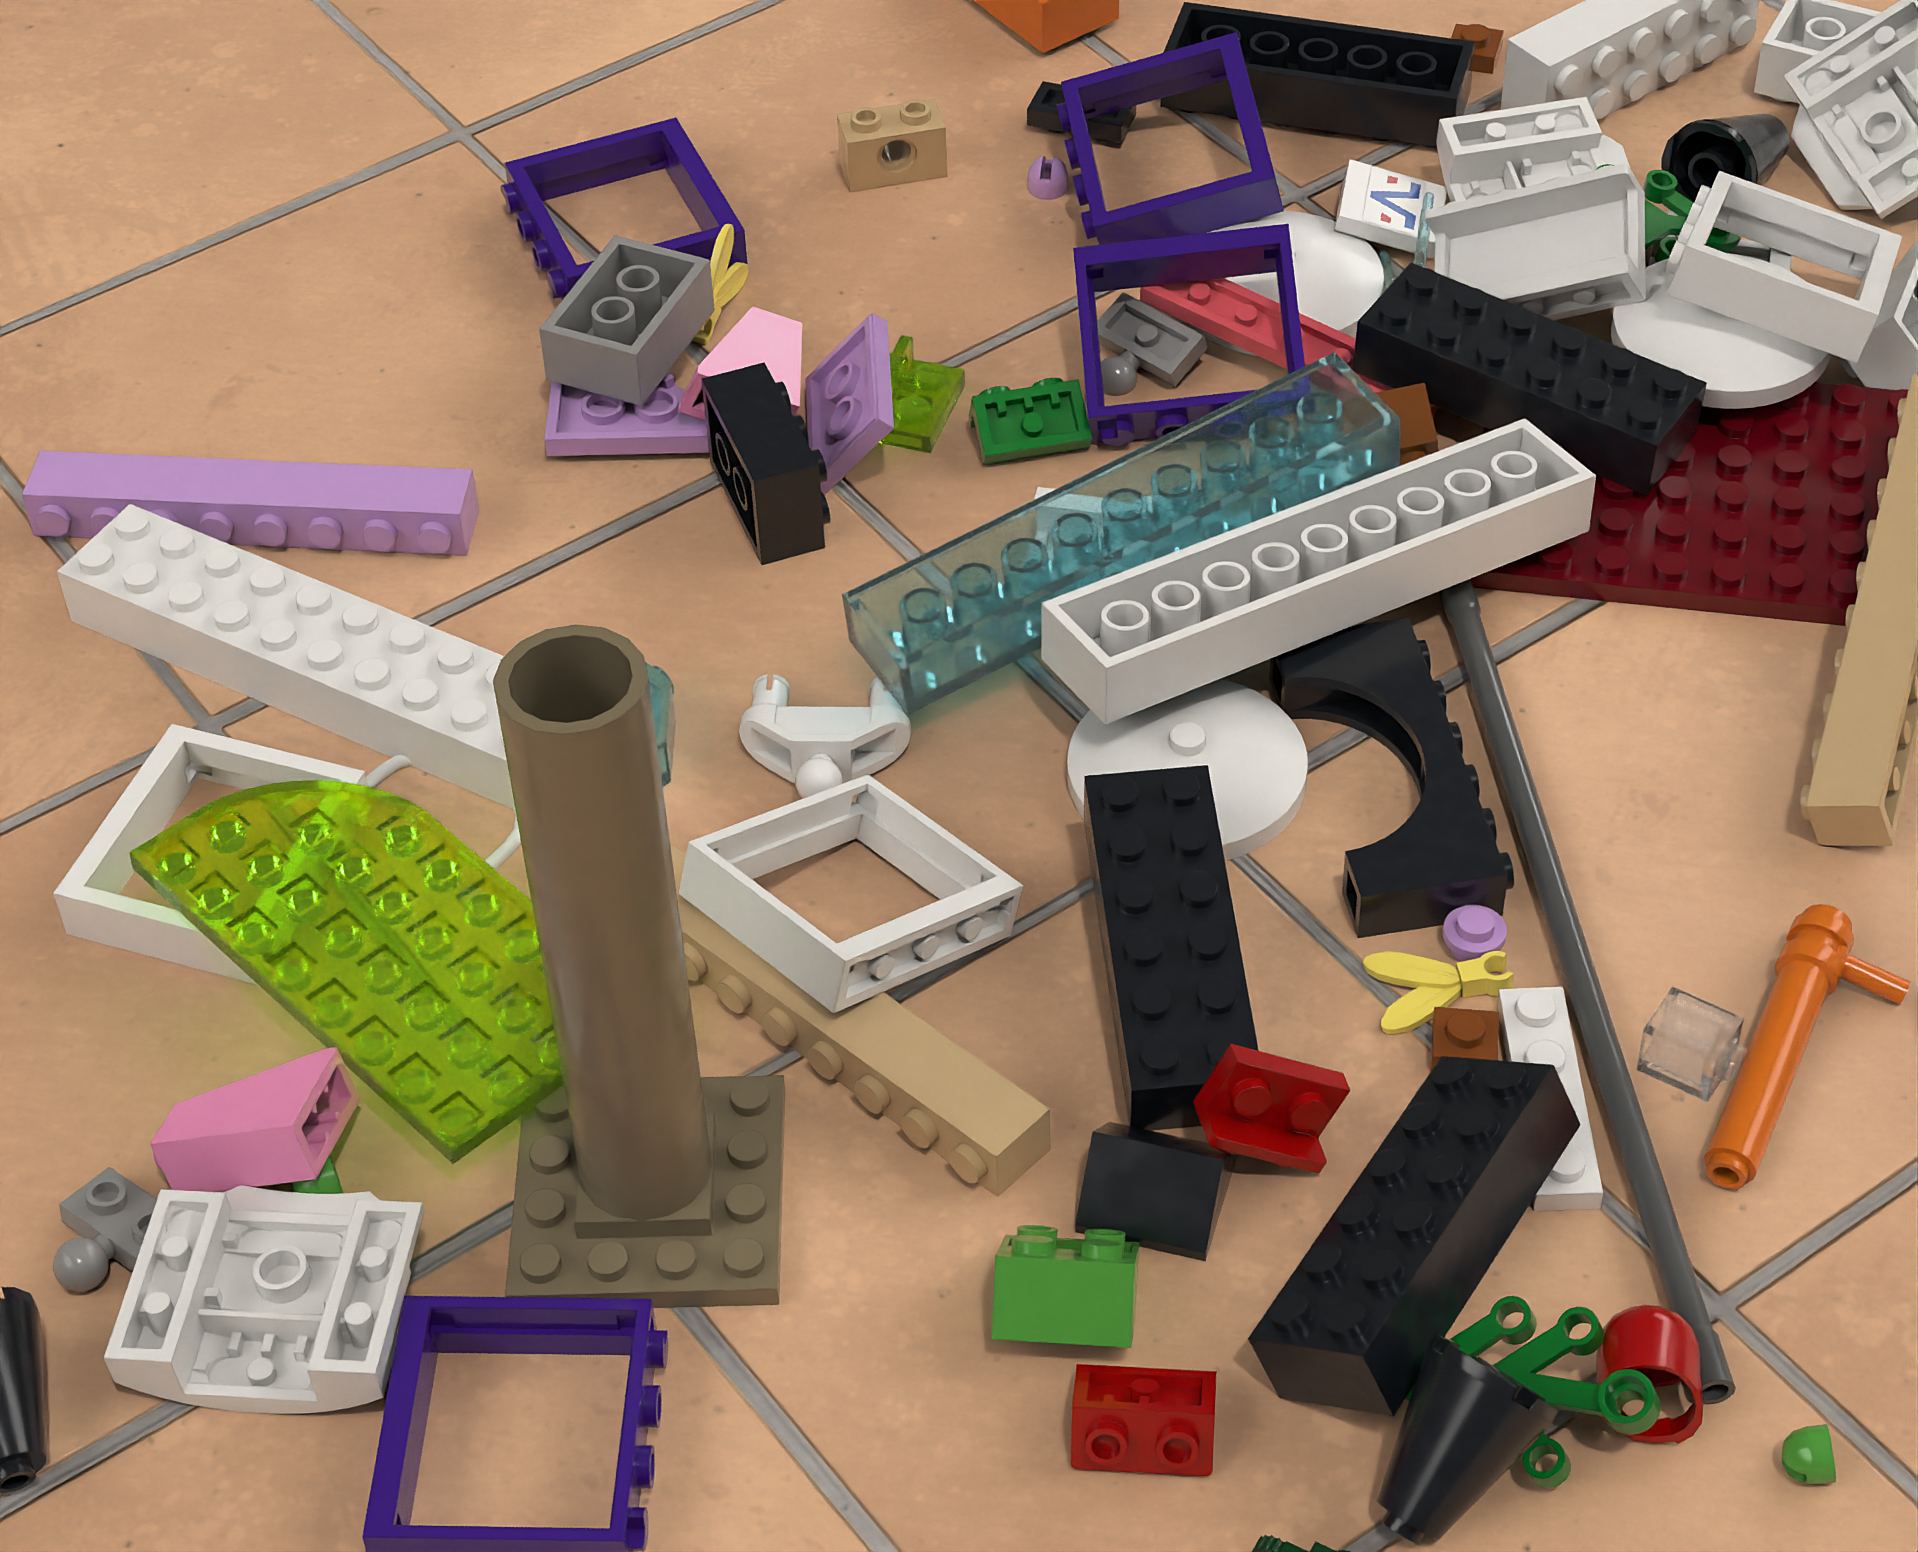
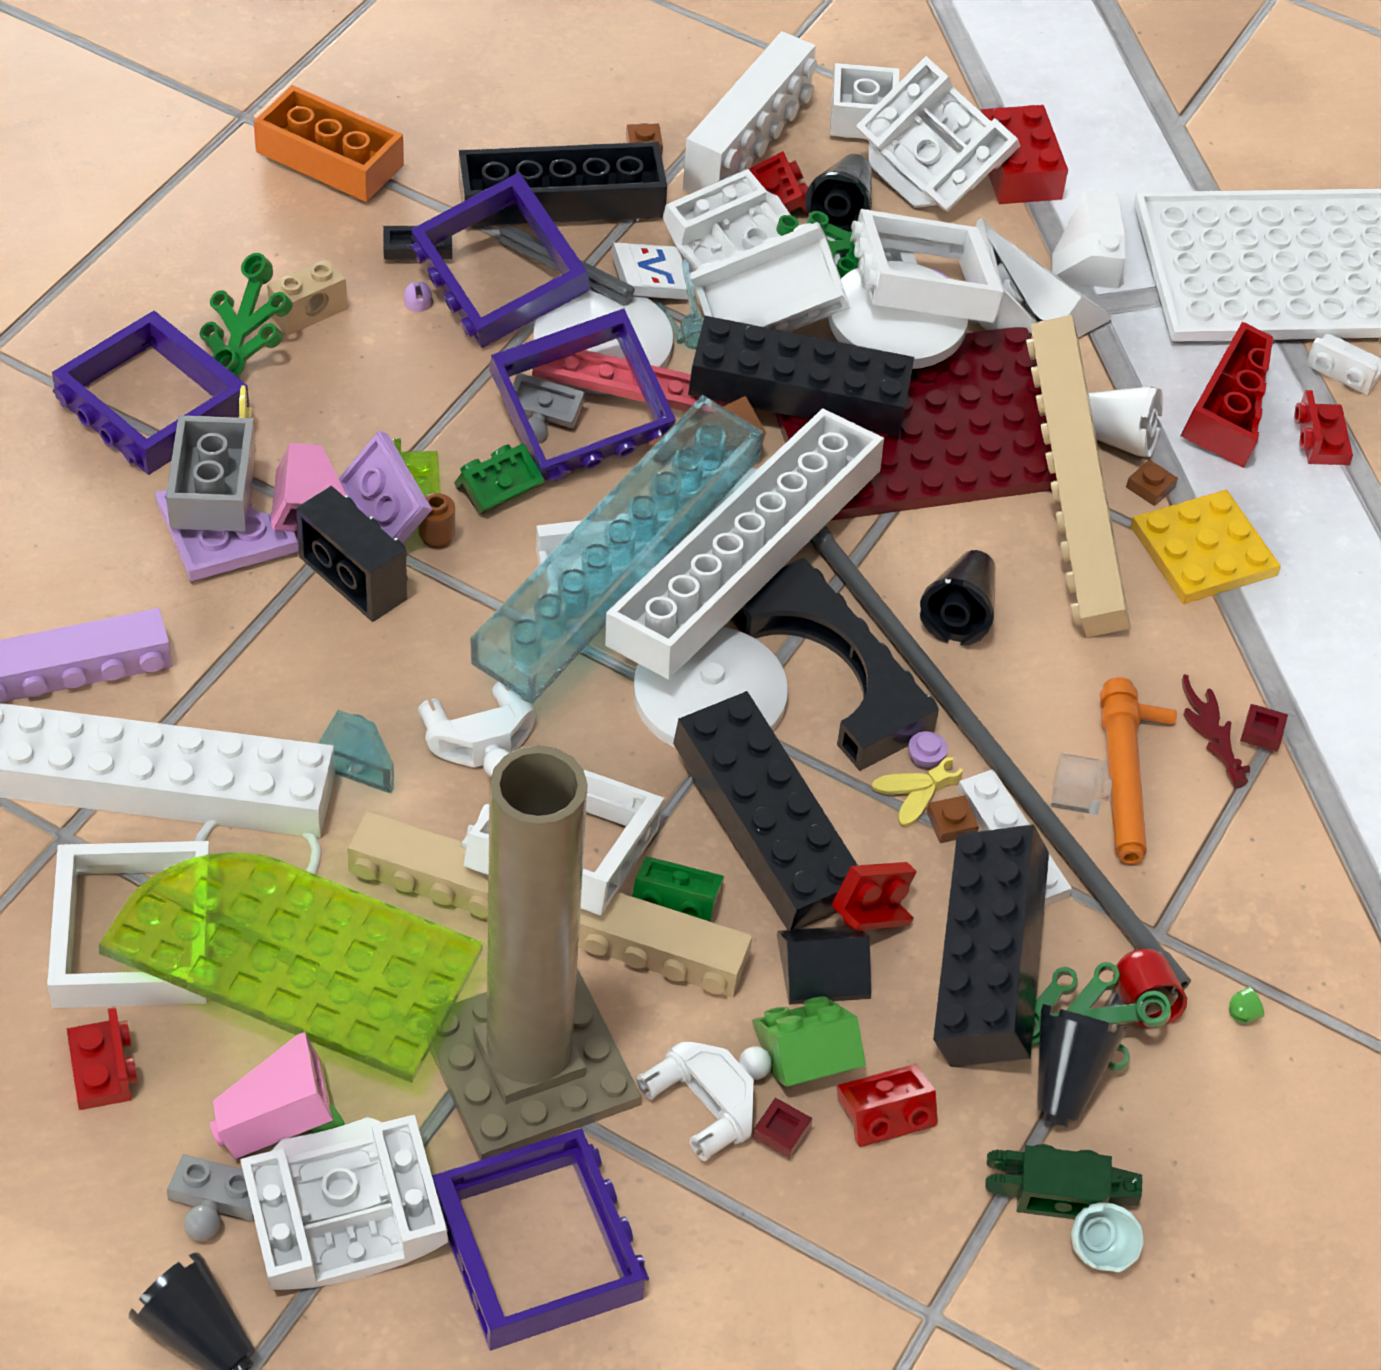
camera: 30 degrees left, 5 degrees up
(80, 1017) = (99, 1062): none -> red bracket
(785, 149) = (234, 355): none -> green plant
(901, 1311) = (718, 1082): none -> white connector
(910, 452) = (439, 524): none -> dark orange brick
(961, 1399) = (782, 1127): none -> dark red plate
(986, 1018) = (678, 887): none -> green bracket
(1294, 194) = (535, 249): none -> dark grey axle
(1627, 733) = (961, 600): none -> black cone
(1642, 130) = (782, 179): none -> red bracket

